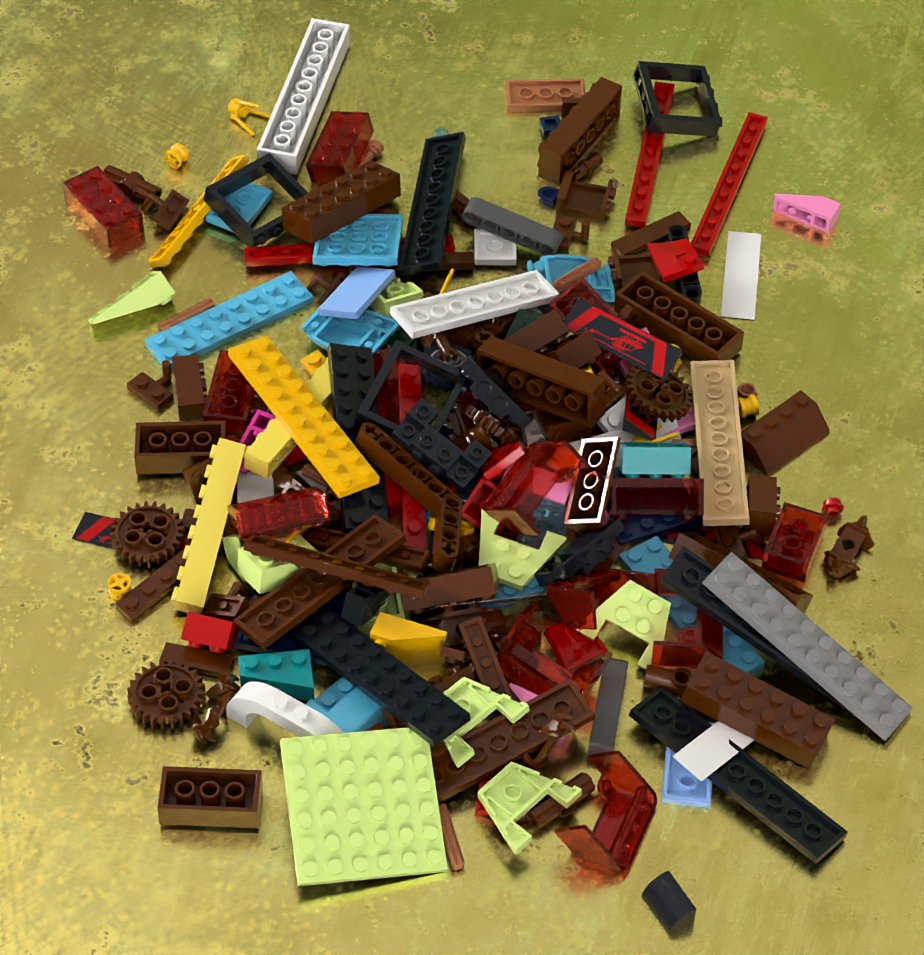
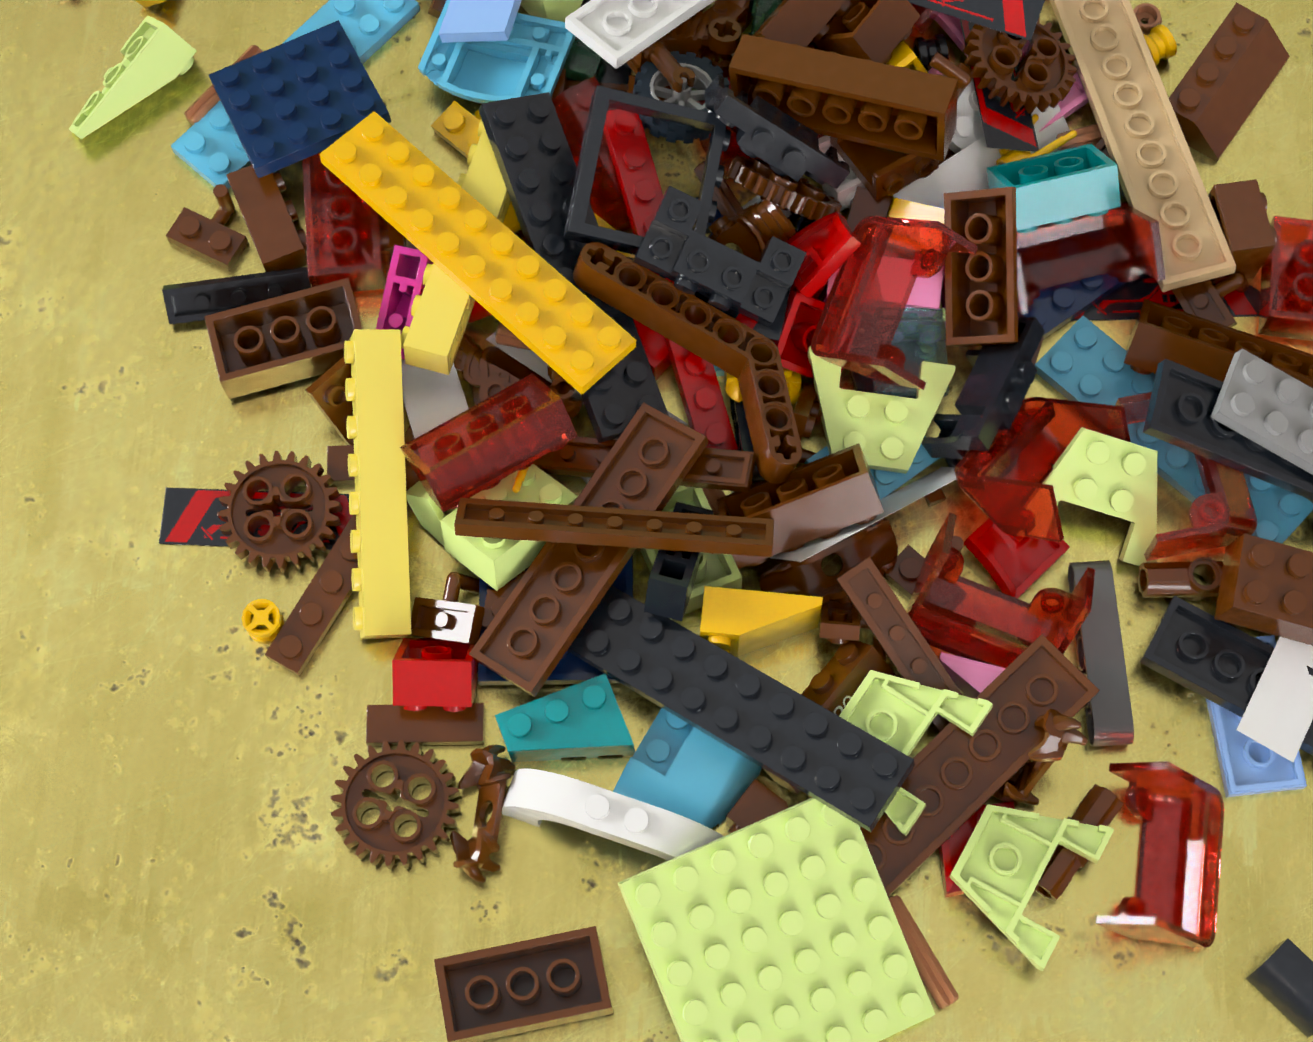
camera: 10 degrees left, 20 degrees up
(128, 417) = (201, 298): none -> black plate
(223, 324) = (297, 97): none -> dark blue plate

